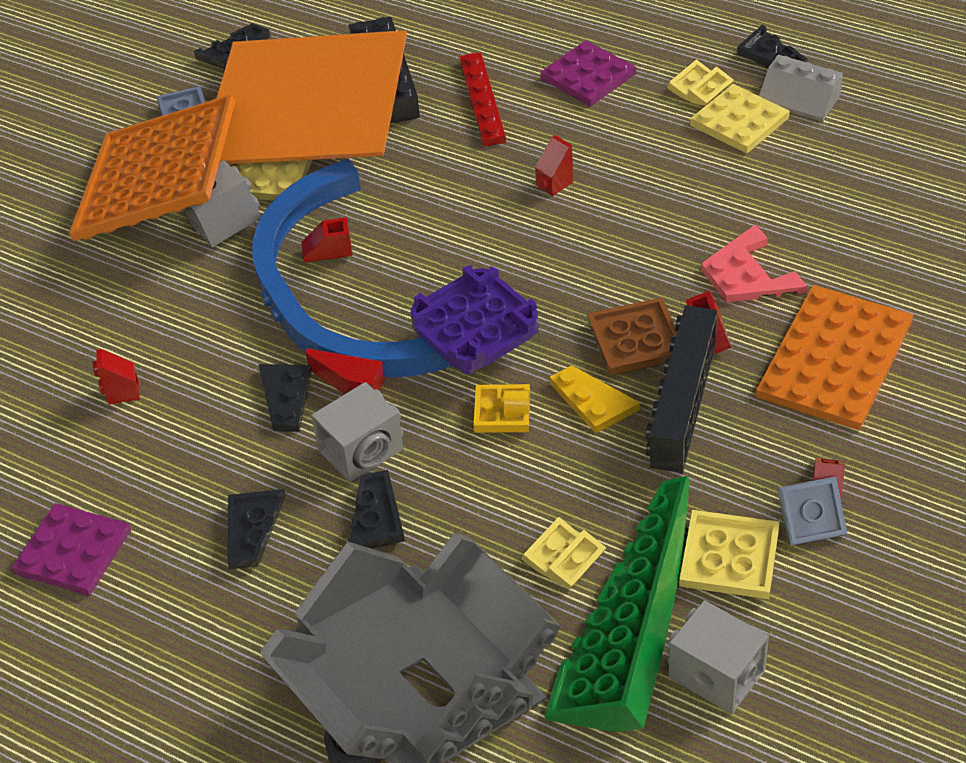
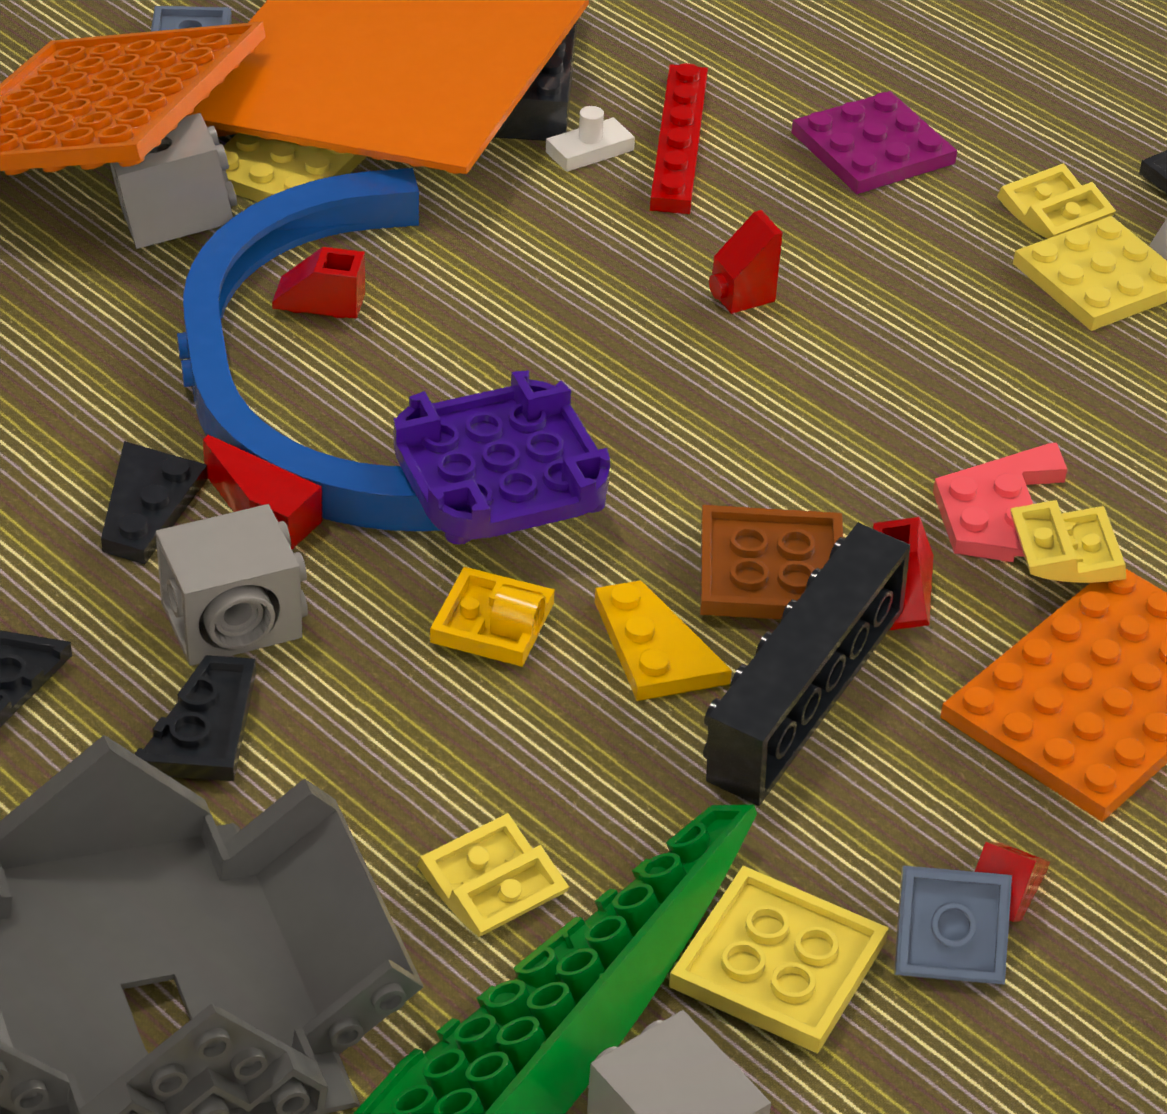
camera: 10 degrees right, 5 degrees down
(435, 115) = (591, 142): none -> white tile
(787, 282) = (1068, 545): none -> light yellow slope

